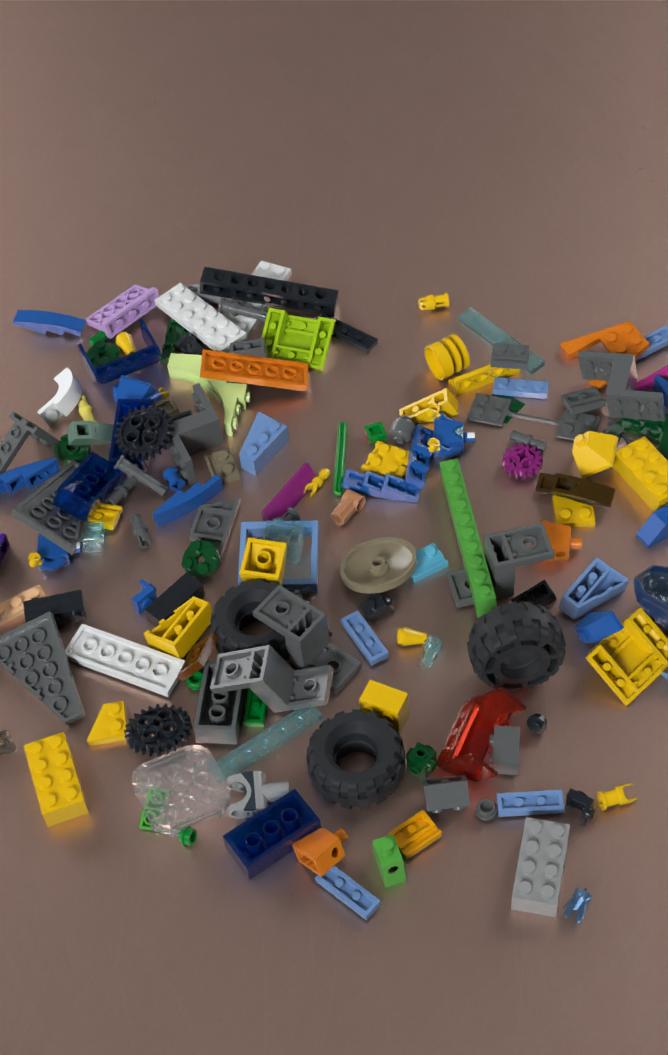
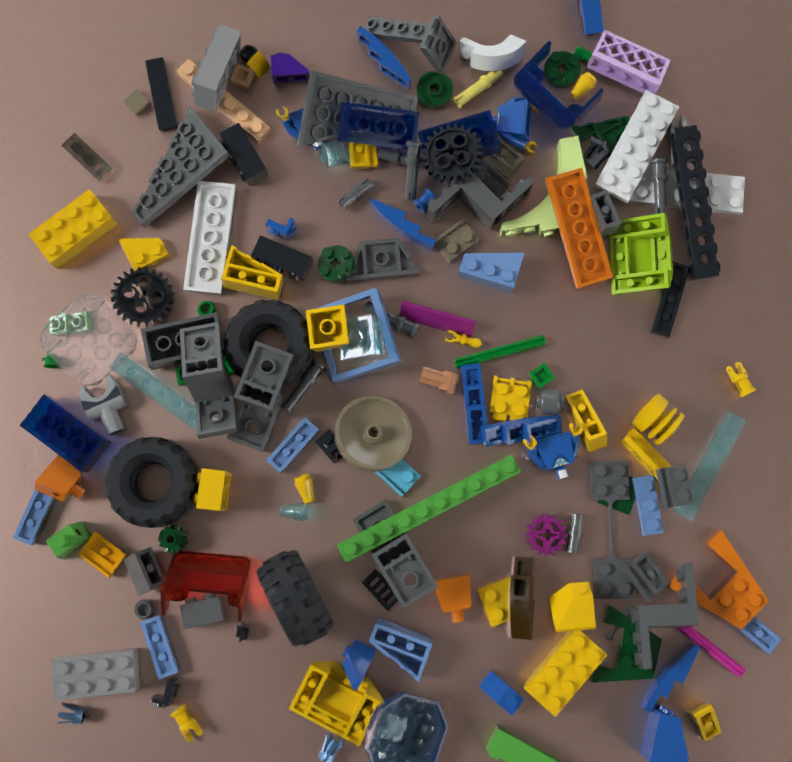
camera: 65 degrees right, 30 degrees up
(89, 433) = (446, 100): sand green slope -> none
(197, 656) = (217, 304): reddish brown plate -> none

